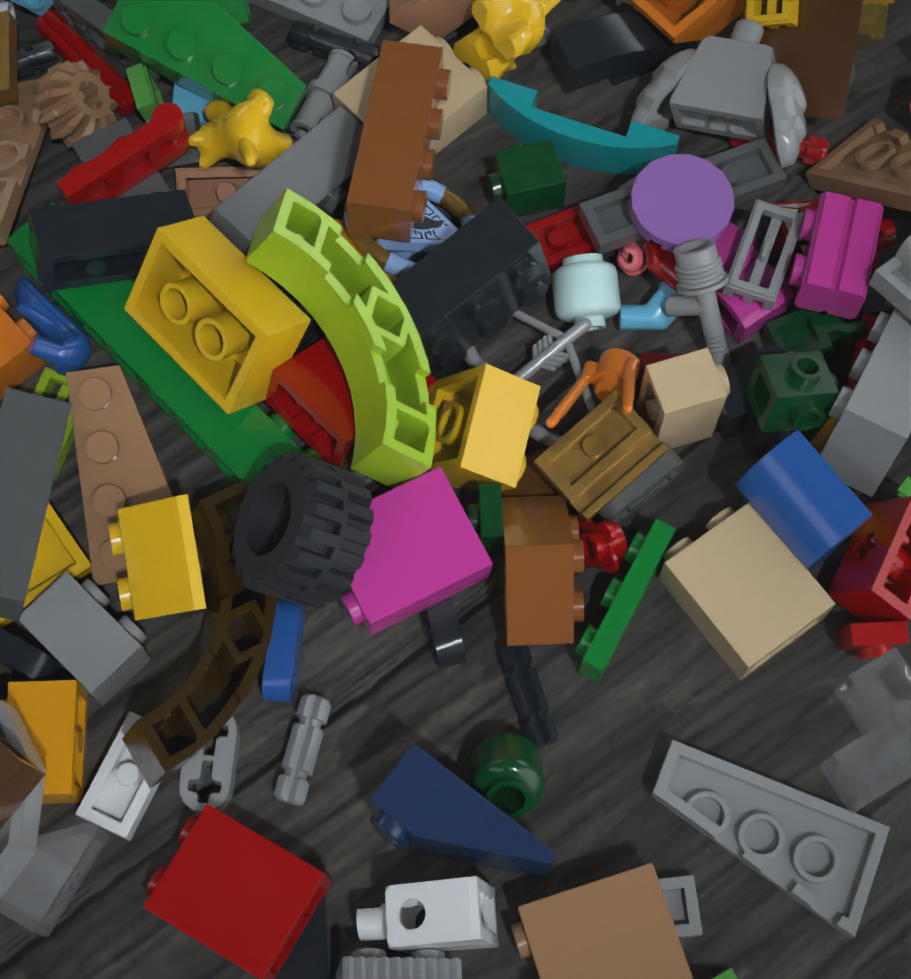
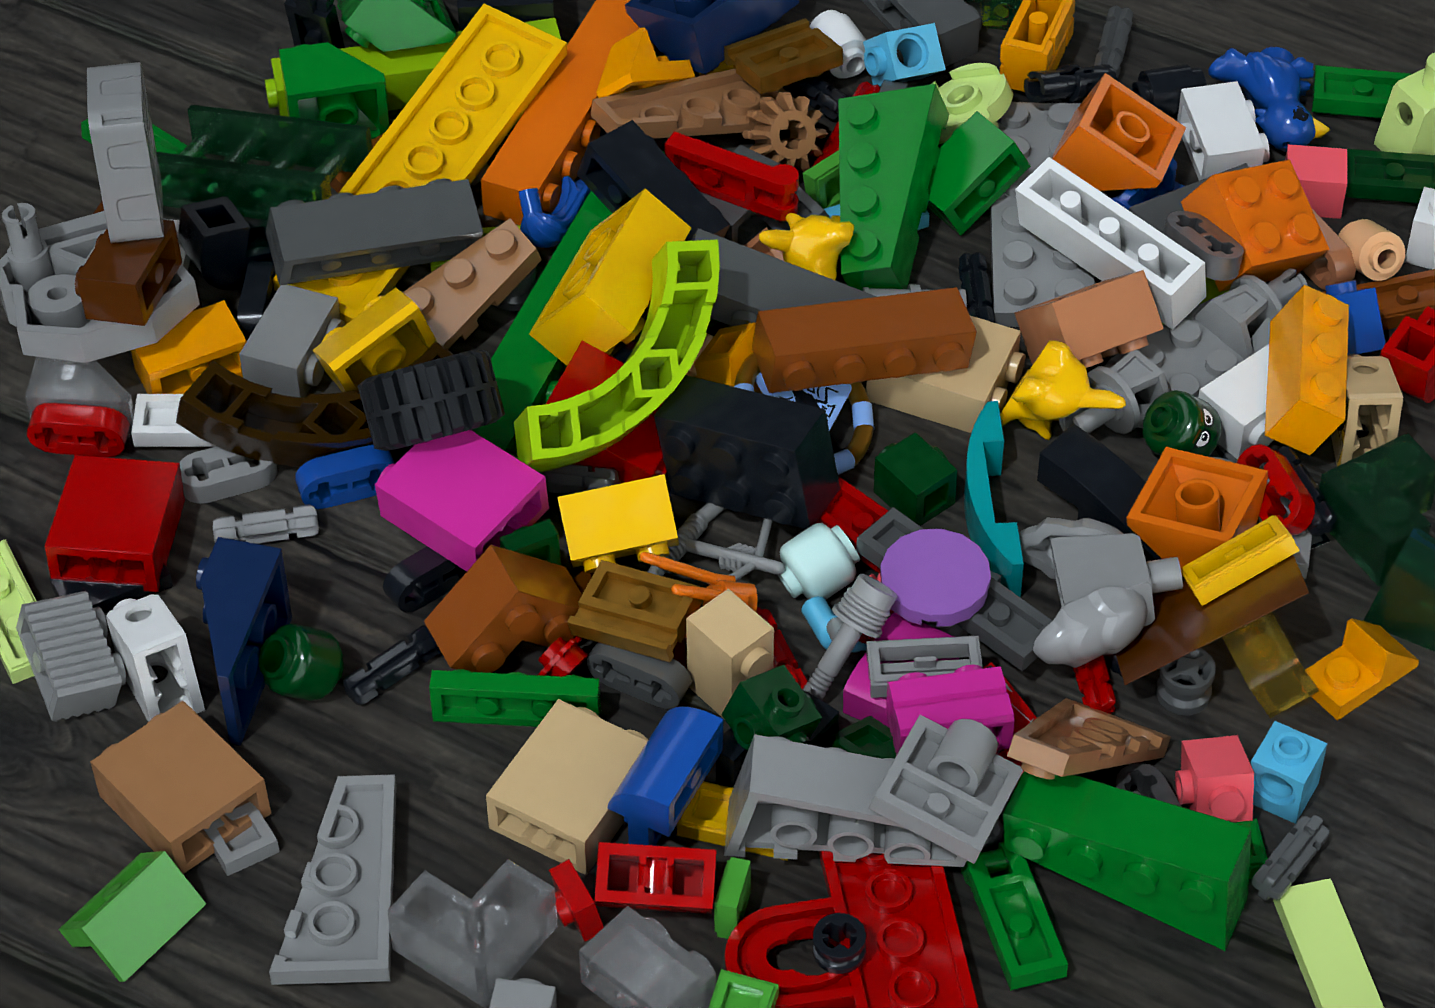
camera: 65 degrees right, 20 degrees down
(87, 891) = (78, 429): none -> red beam

